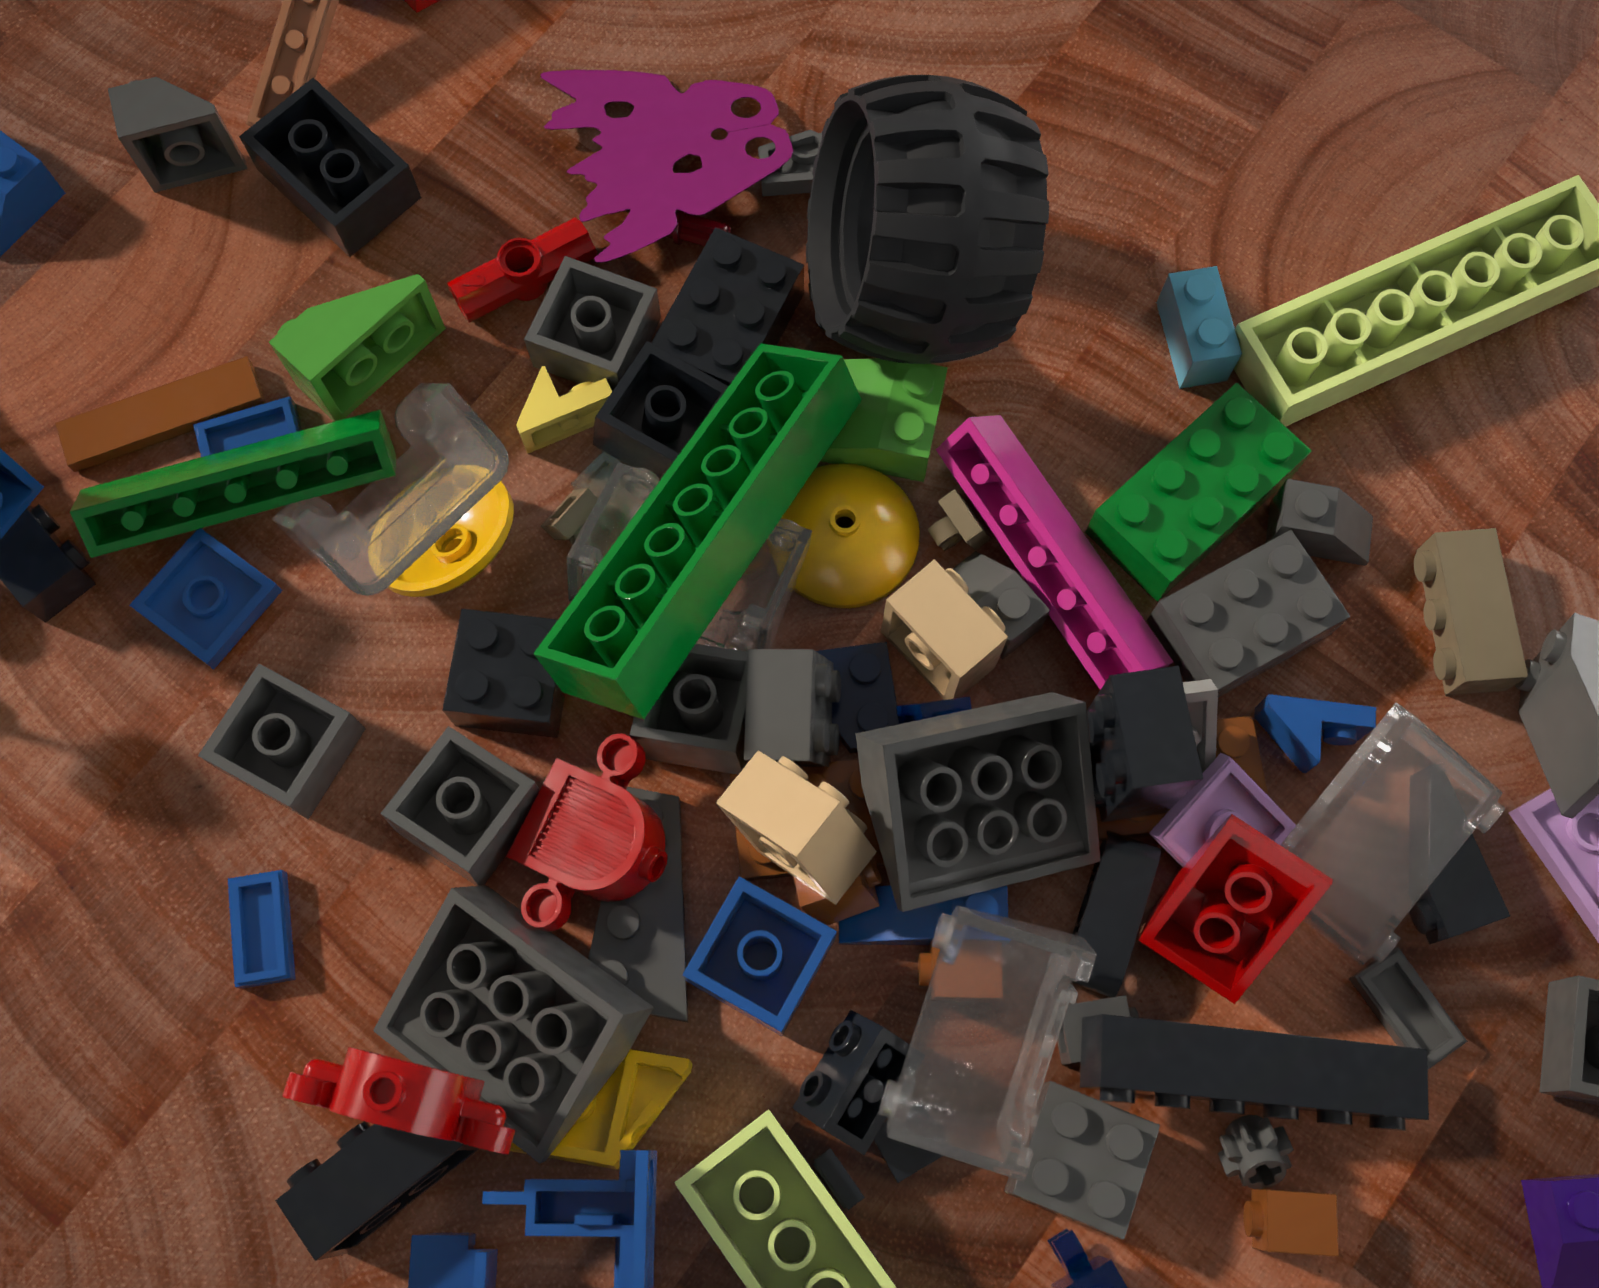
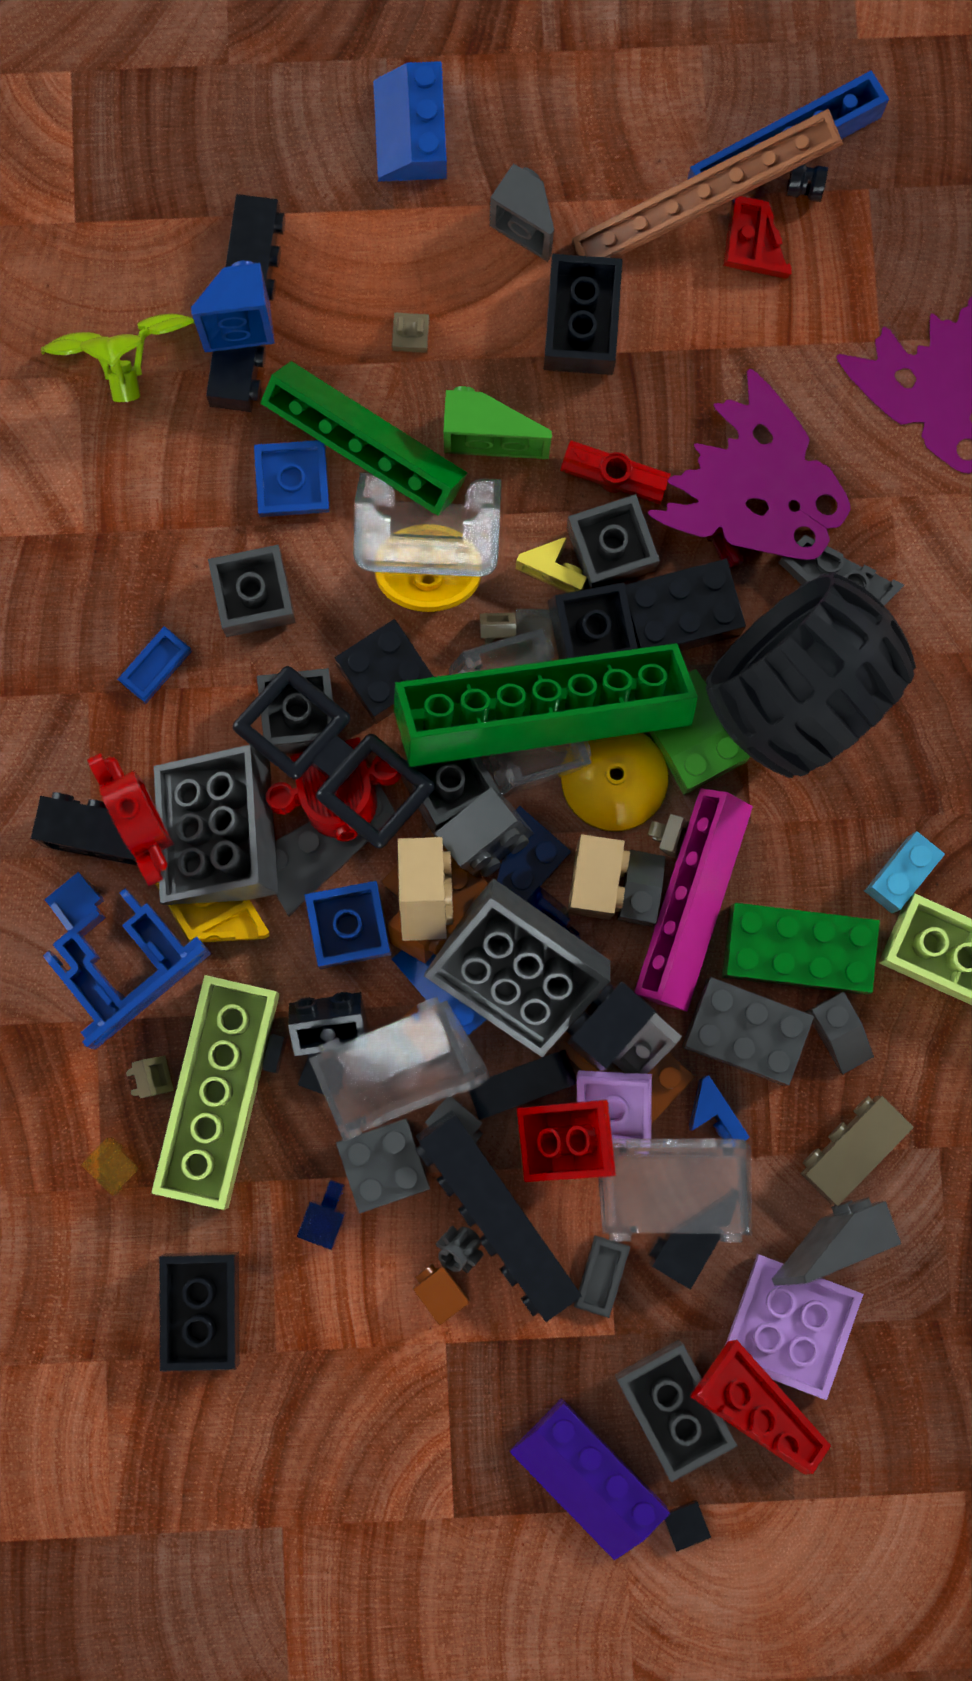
camera: 45 degrees right, 10 degrees up
(158, 414) = (368, 356): dark orange tile -> none
(180, 350) = (410, 332): none -> dark tan tile
(248, 426) = (399, 411): blue tile -> none
(552, 803) = (333, 757): none -> black bar

